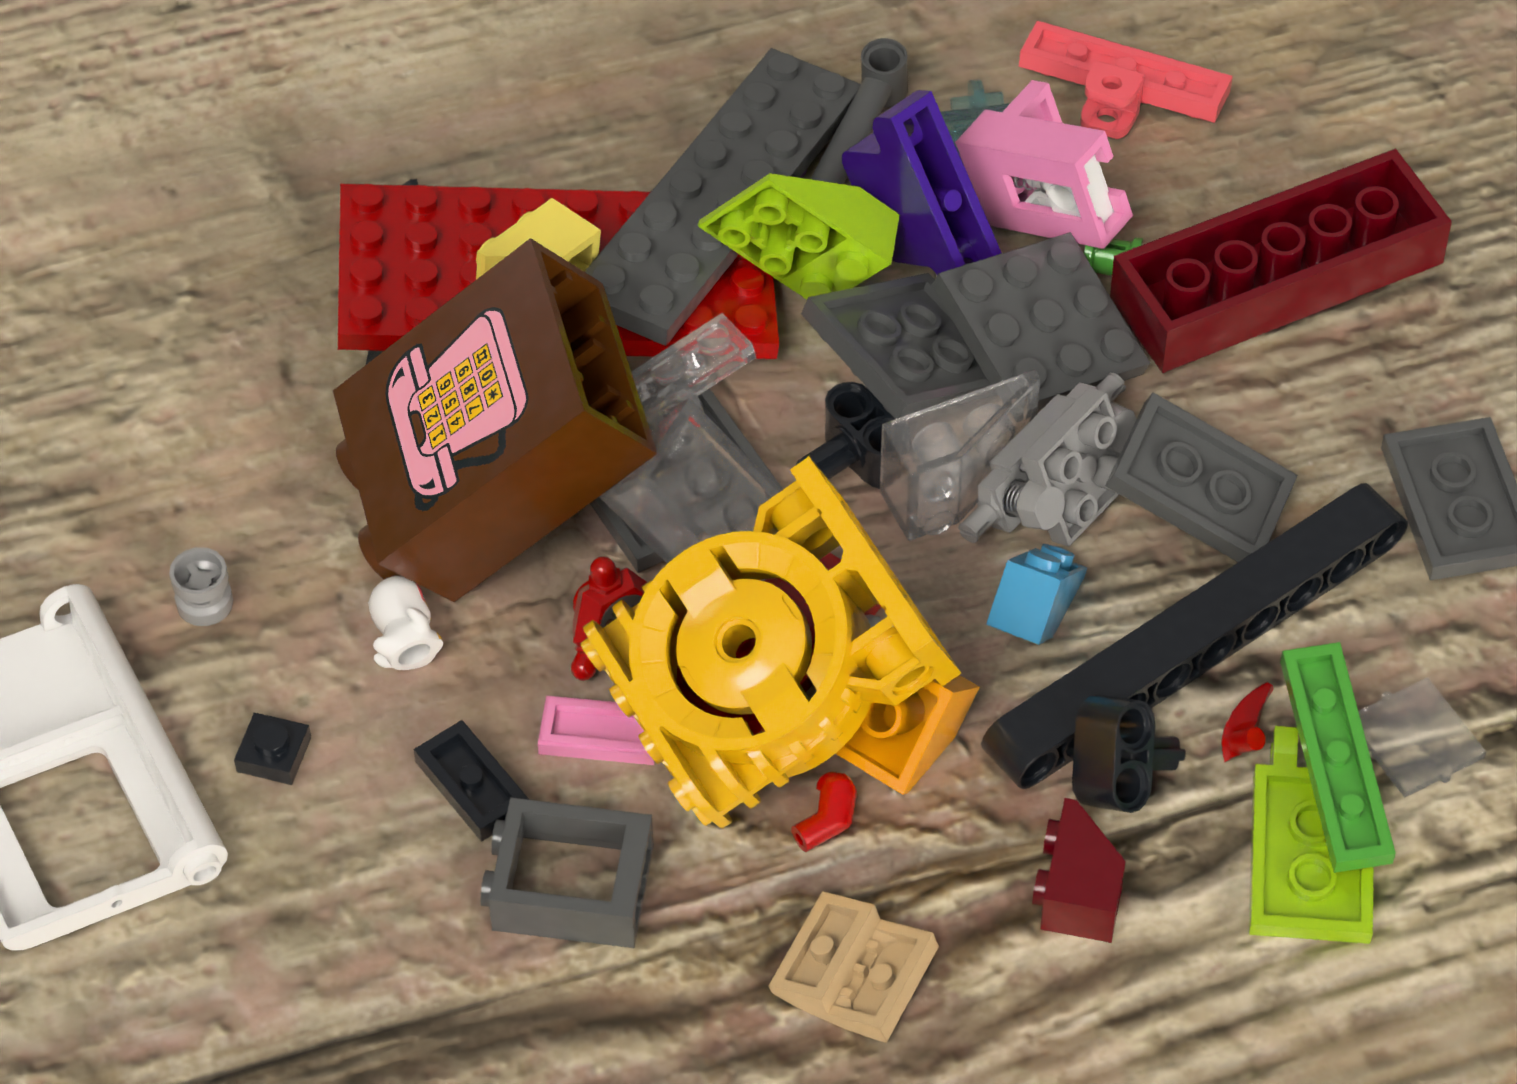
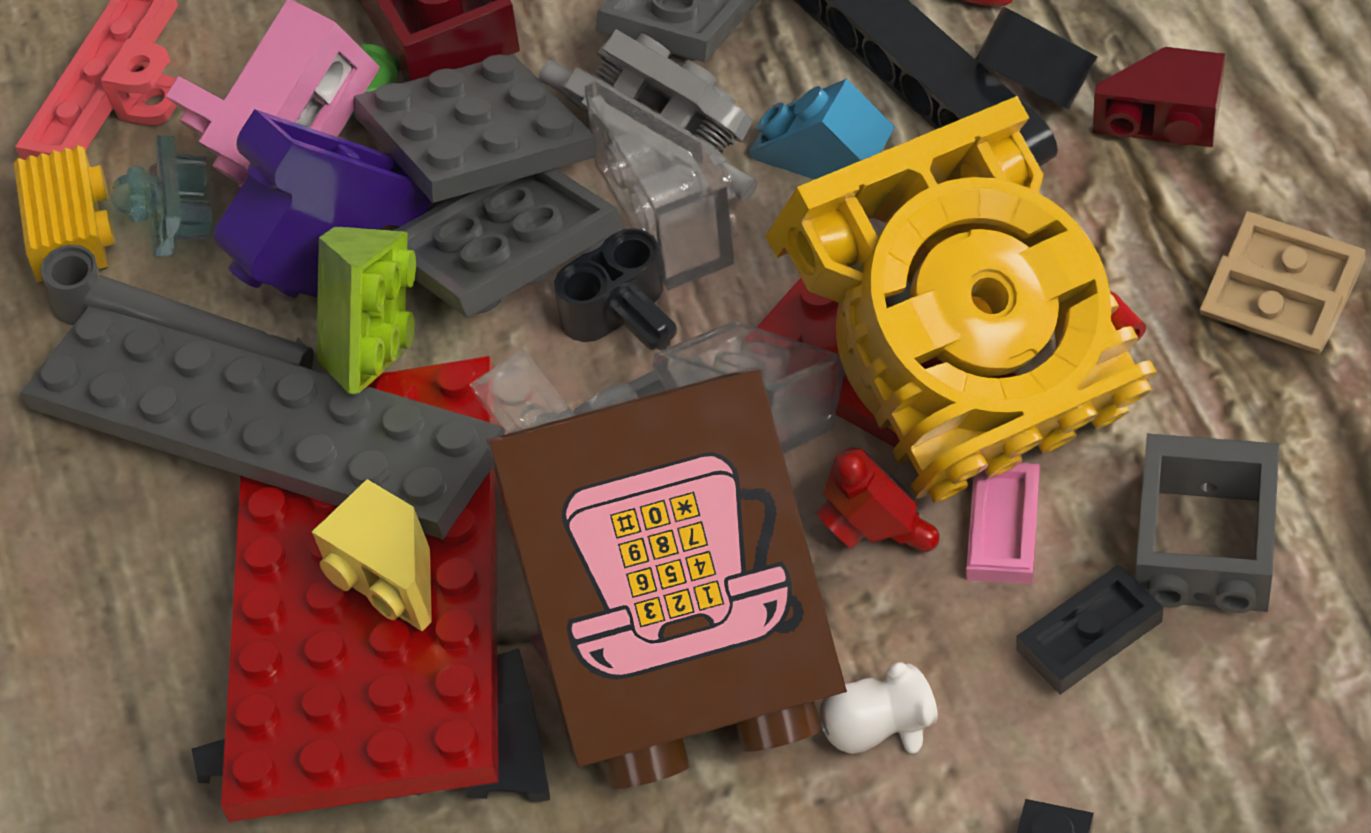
camera: 85 degrees left, 0 degrees up
(953, 53) = (61, 205): none -> yellow brick

